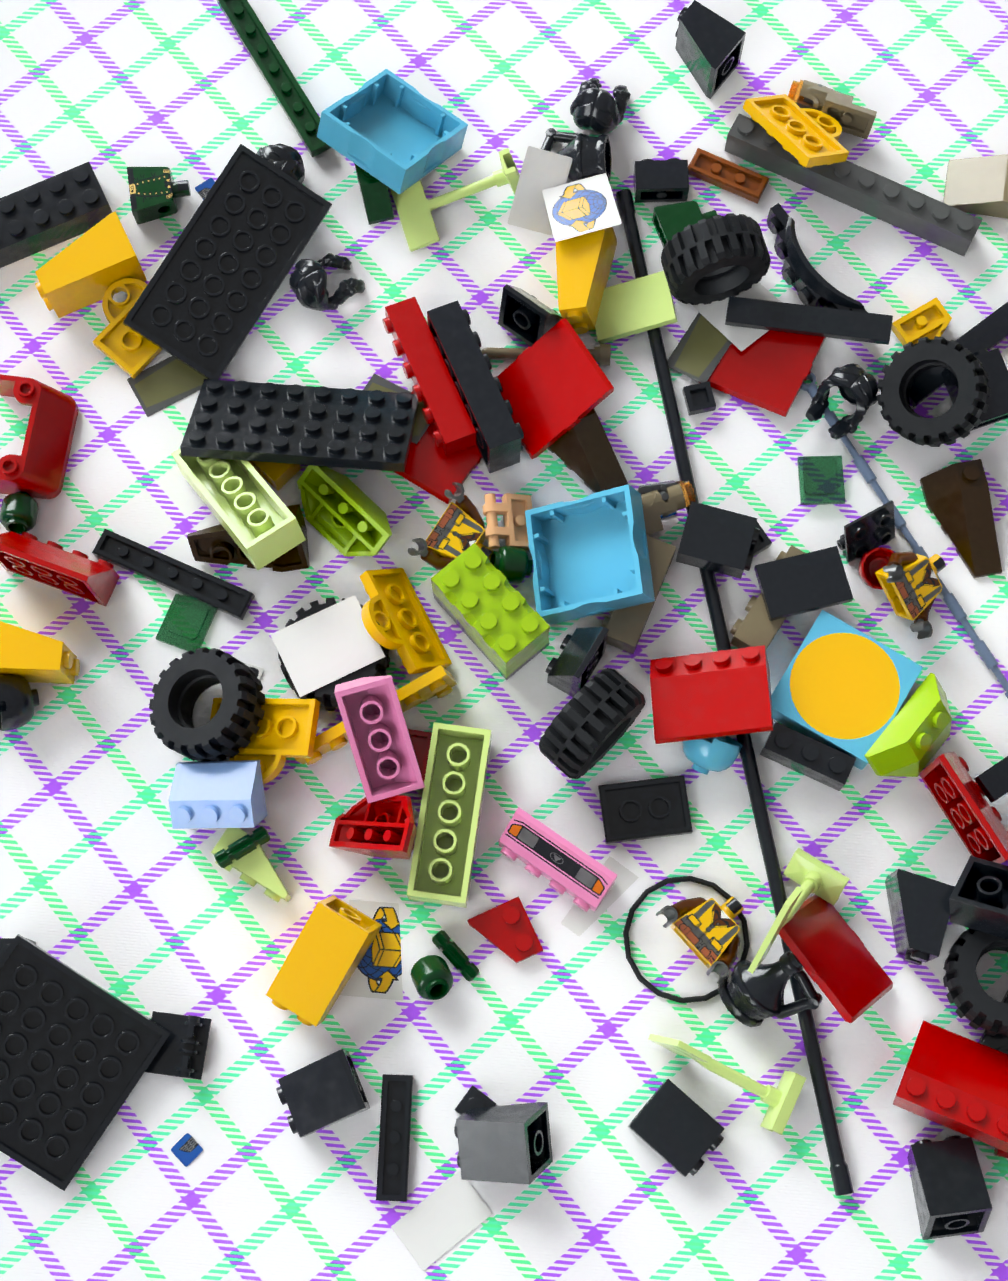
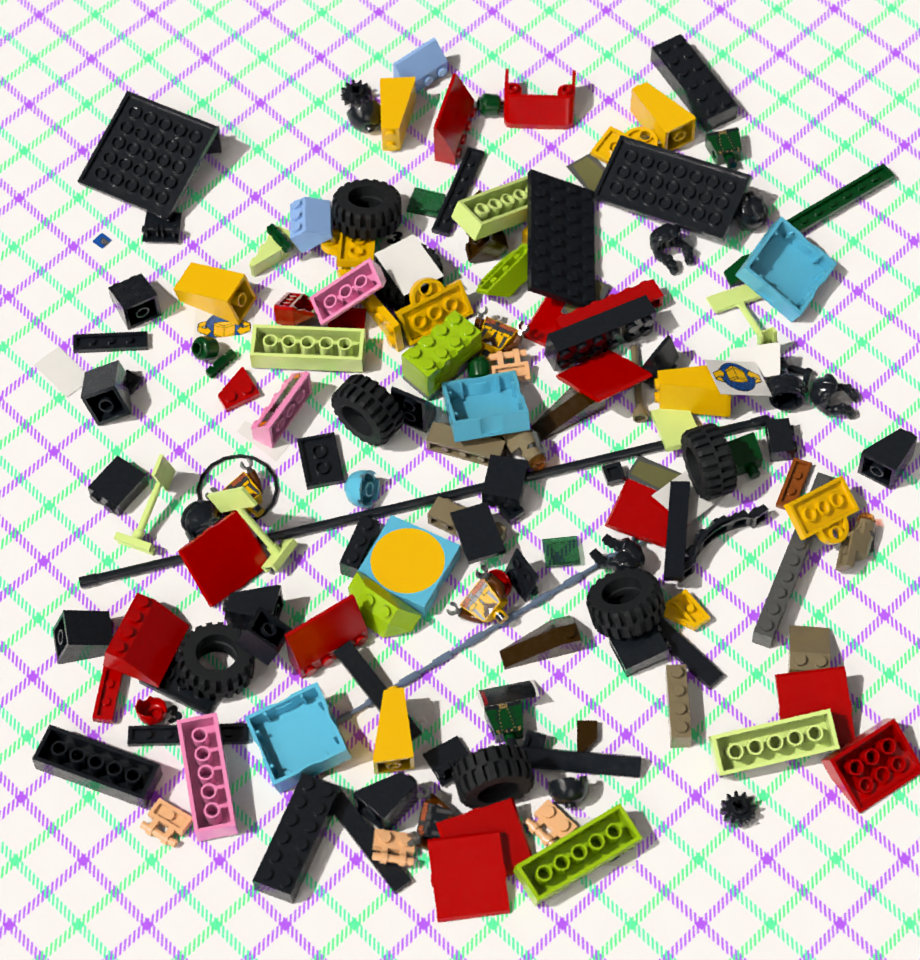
camera: 85 degrees right, 15 degrees down
(711, 694) = (393, 478): red slope -> none

